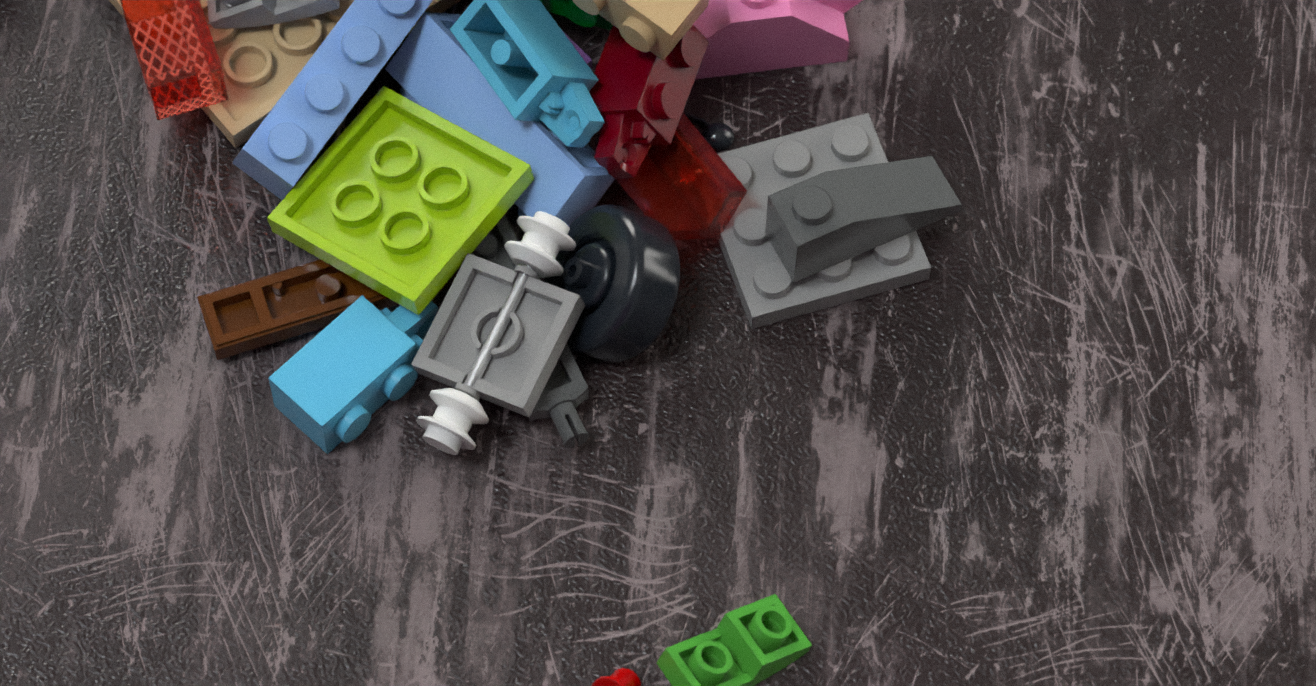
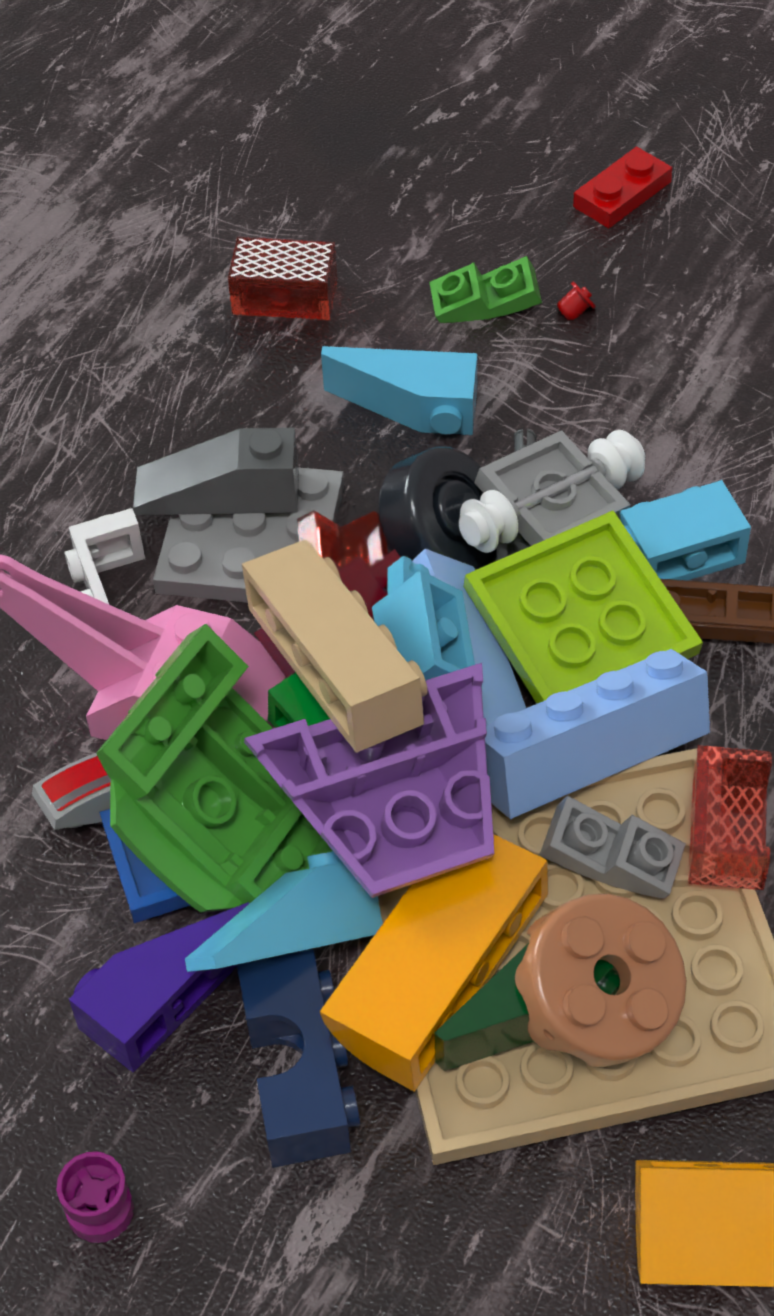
camera: 150 degrees left, 10 degrees down
(733, 452) = (408, 386): none -> medium azure slope
(945, 94) = (101, 546): none -> white bracket
(981, 548) = (283, 278): none -> clear red panel

